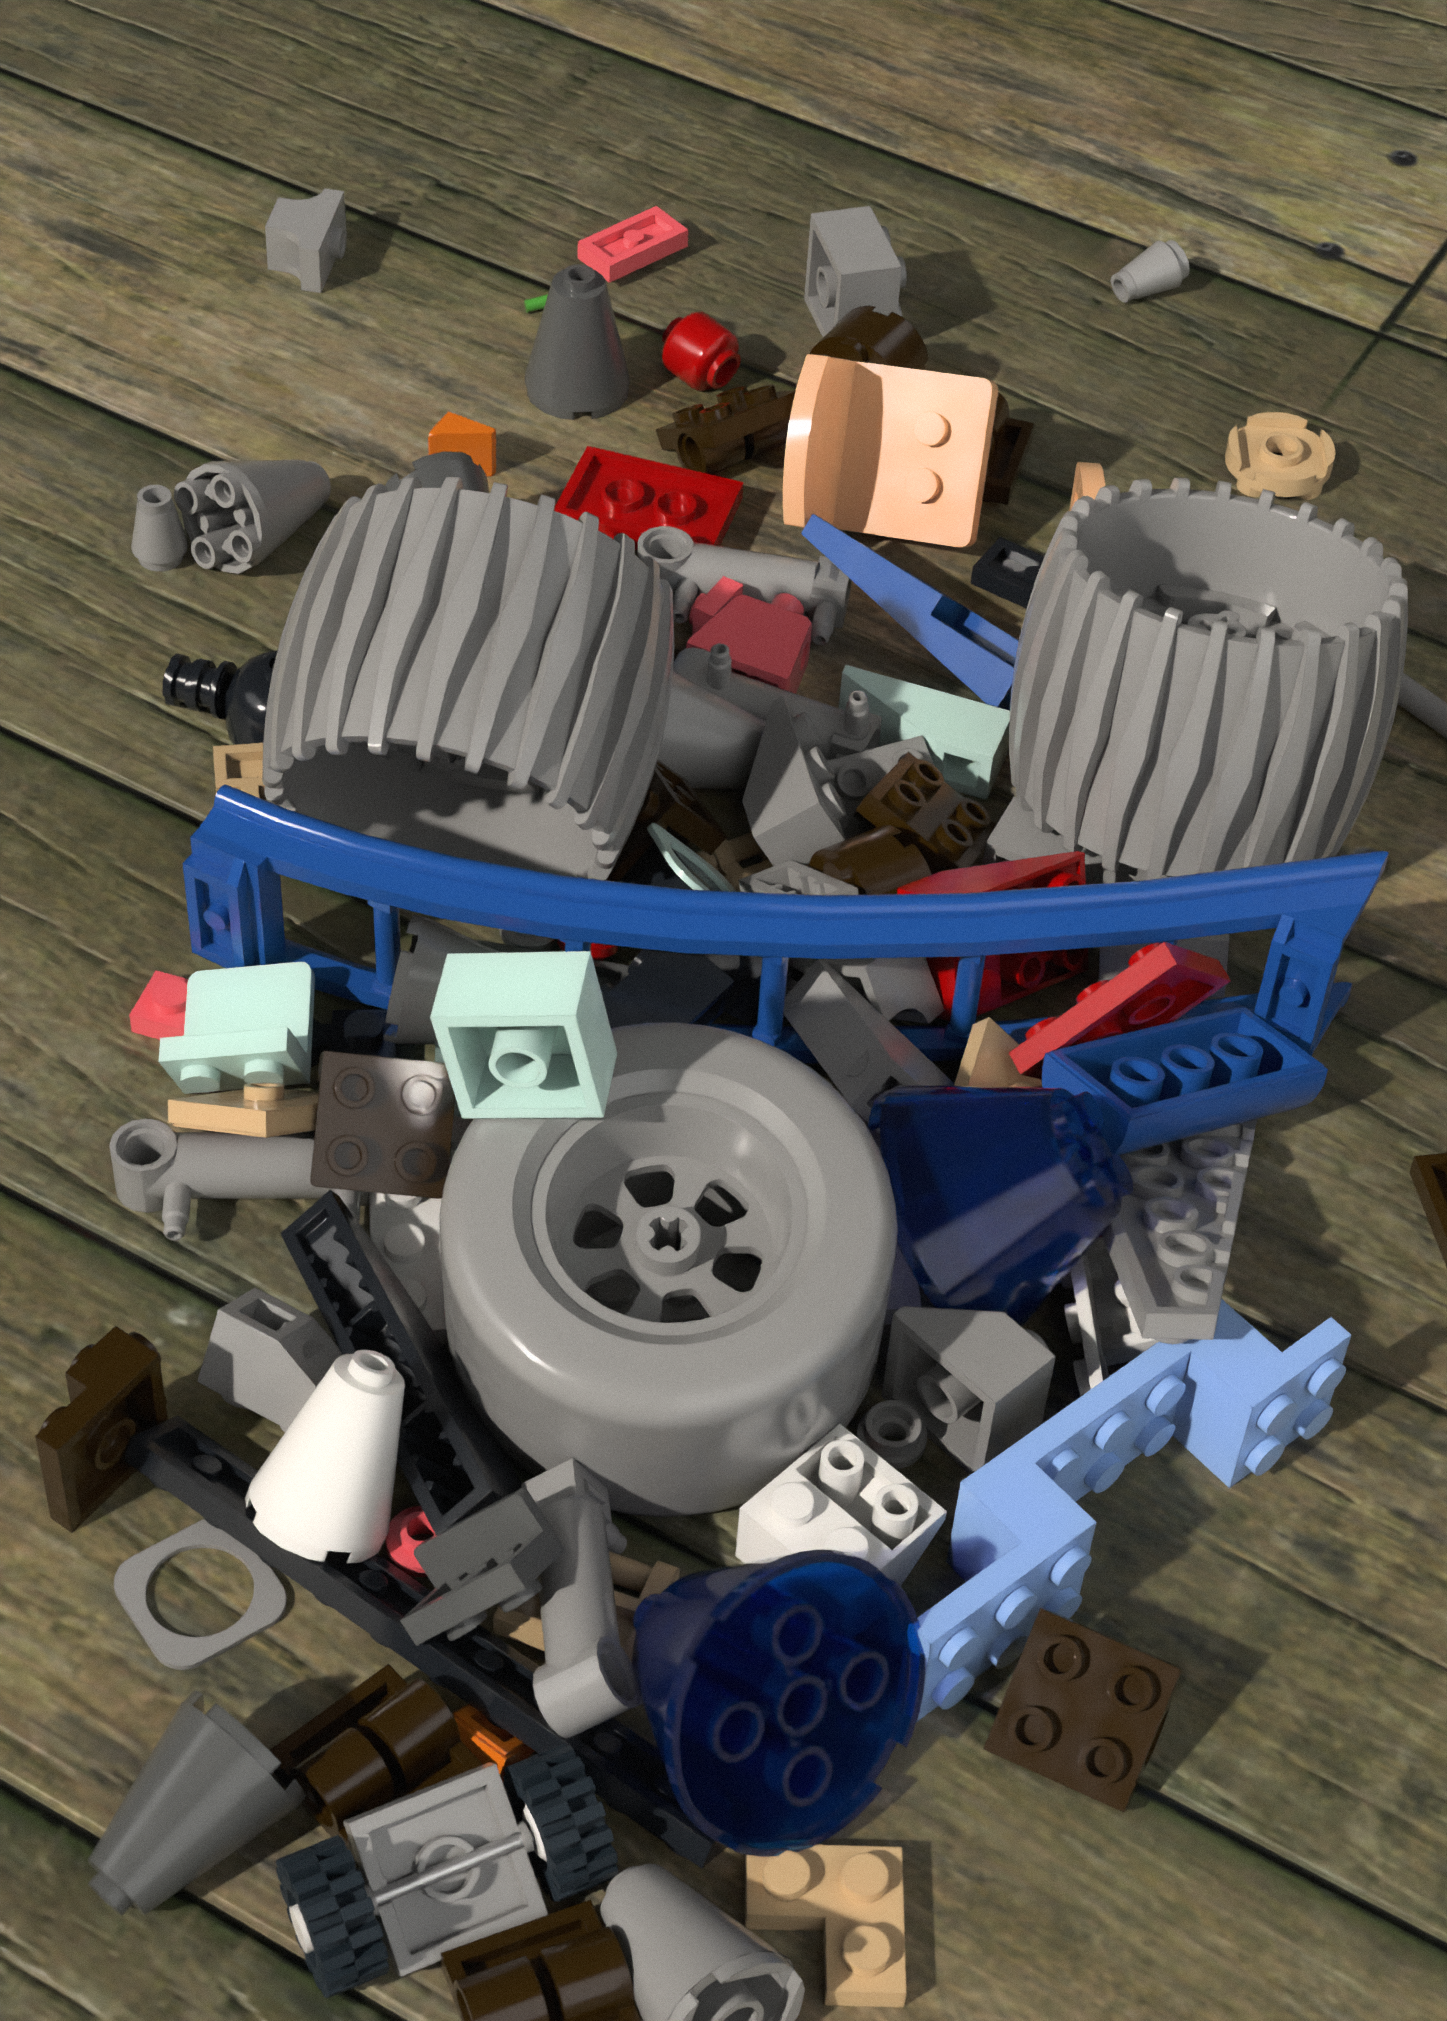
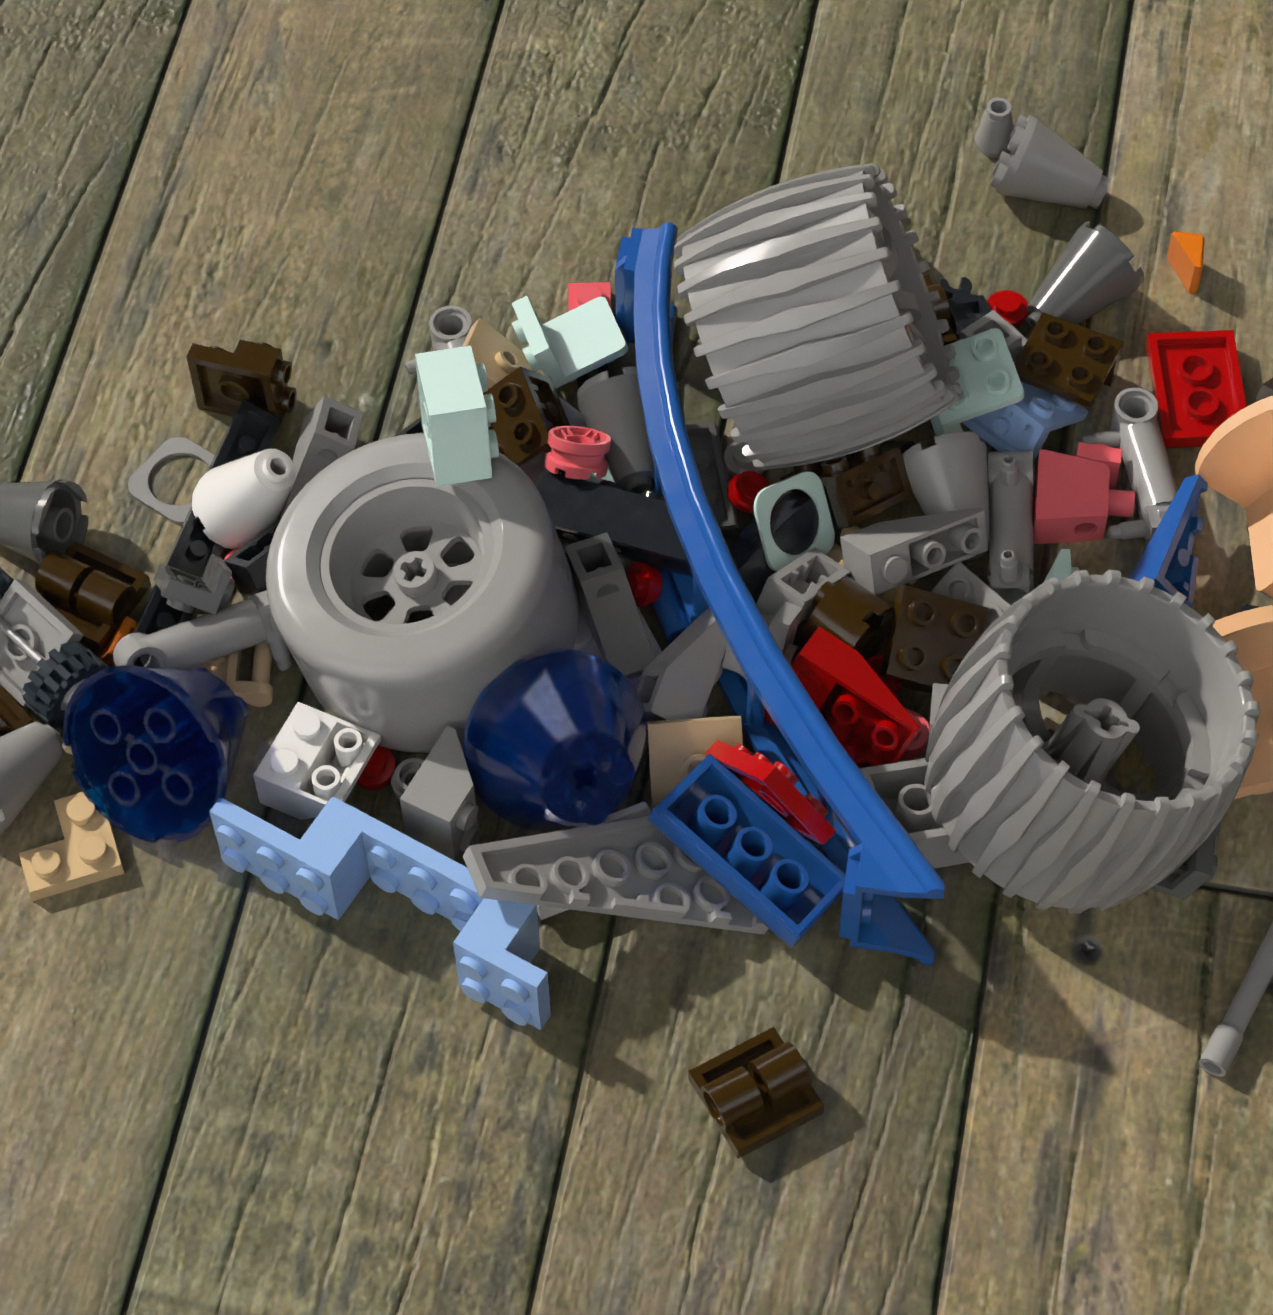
camera: 75 degrees right, 10 degrees up
(1084, 1709) = (237, 931): dark brown plate -> none

